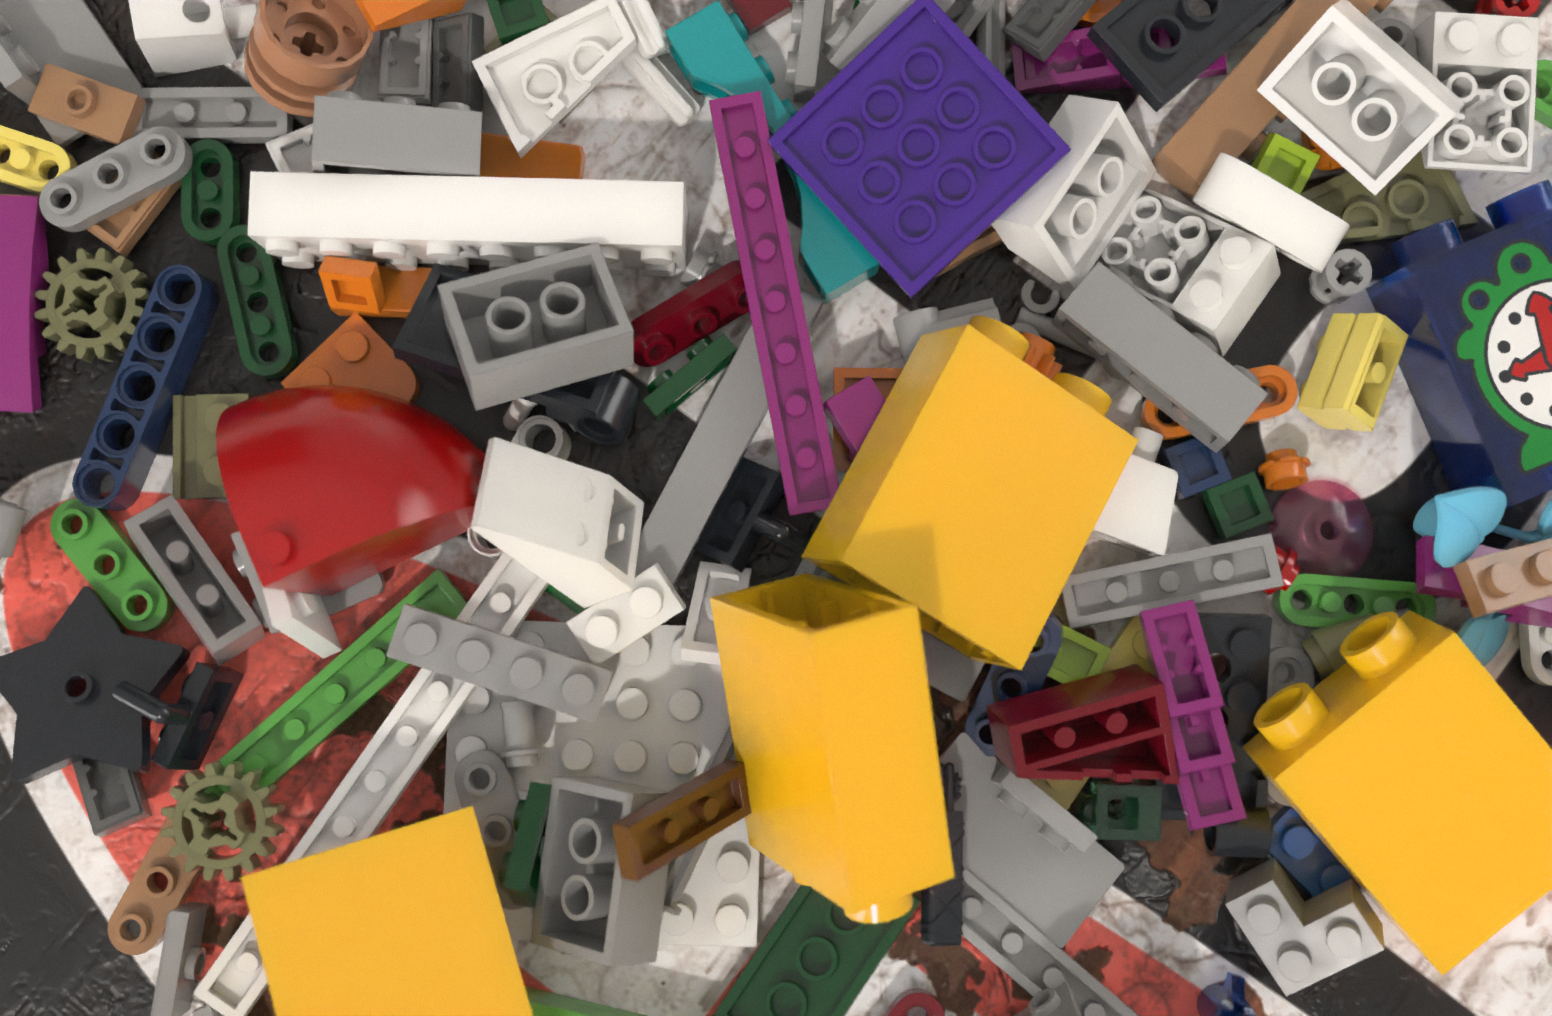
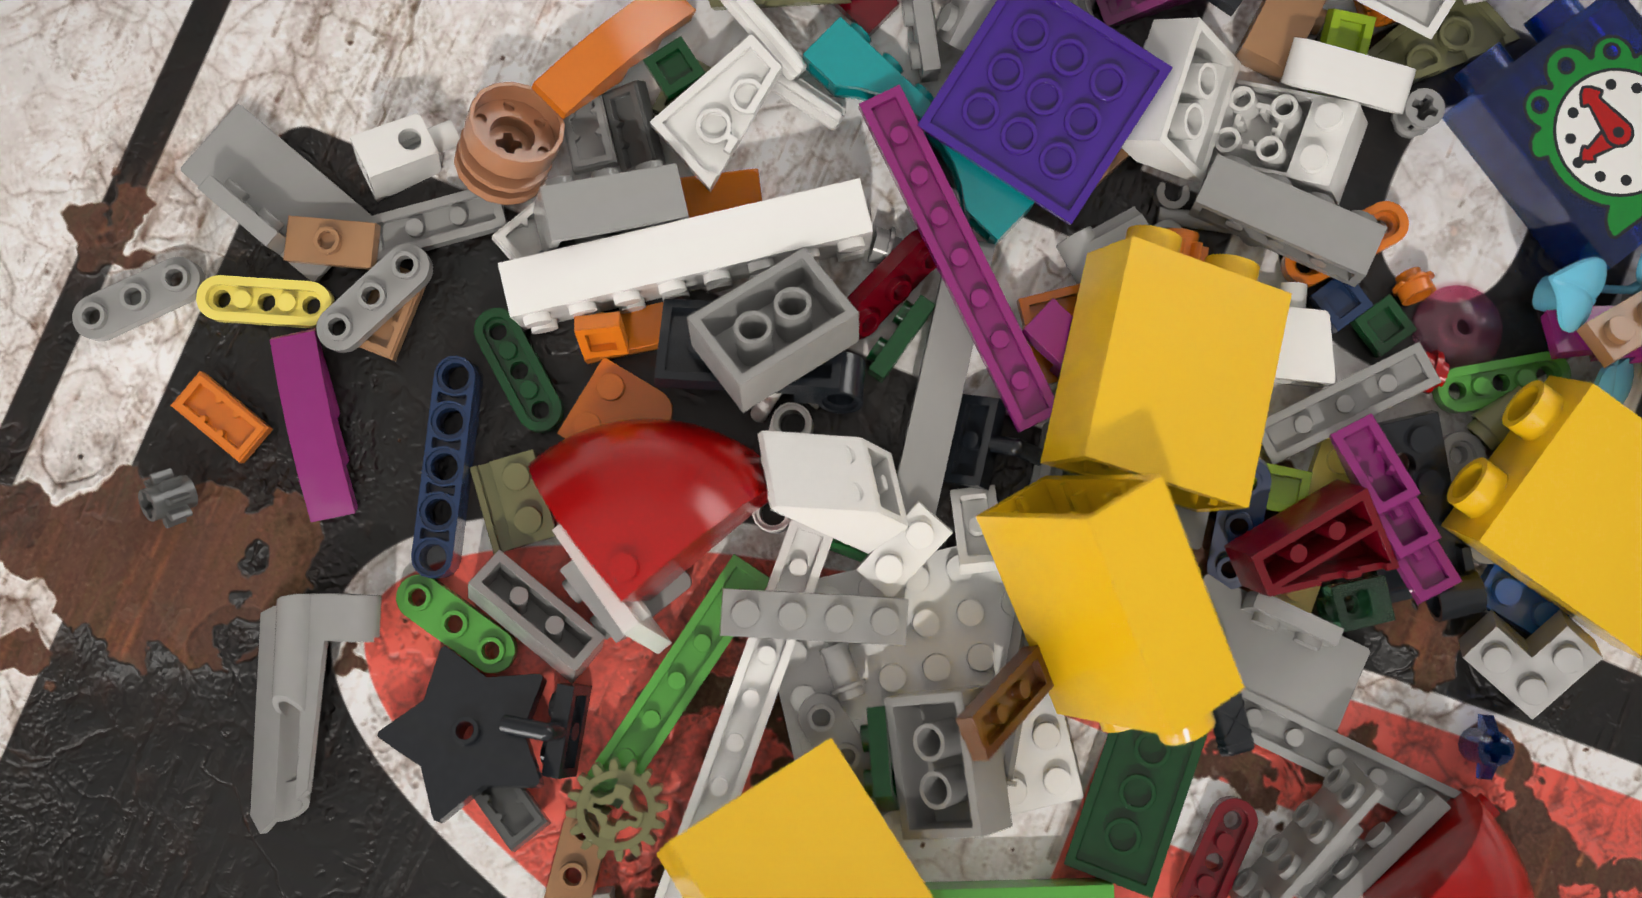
camera: 15 degrees left, 0 degrees up
(85, 305) = (371, 421): olive gear -> none
(210, 195) = (453, 290): dark green plate -> none
(1352, 371) = (1449, 189): light yellow brick -> none

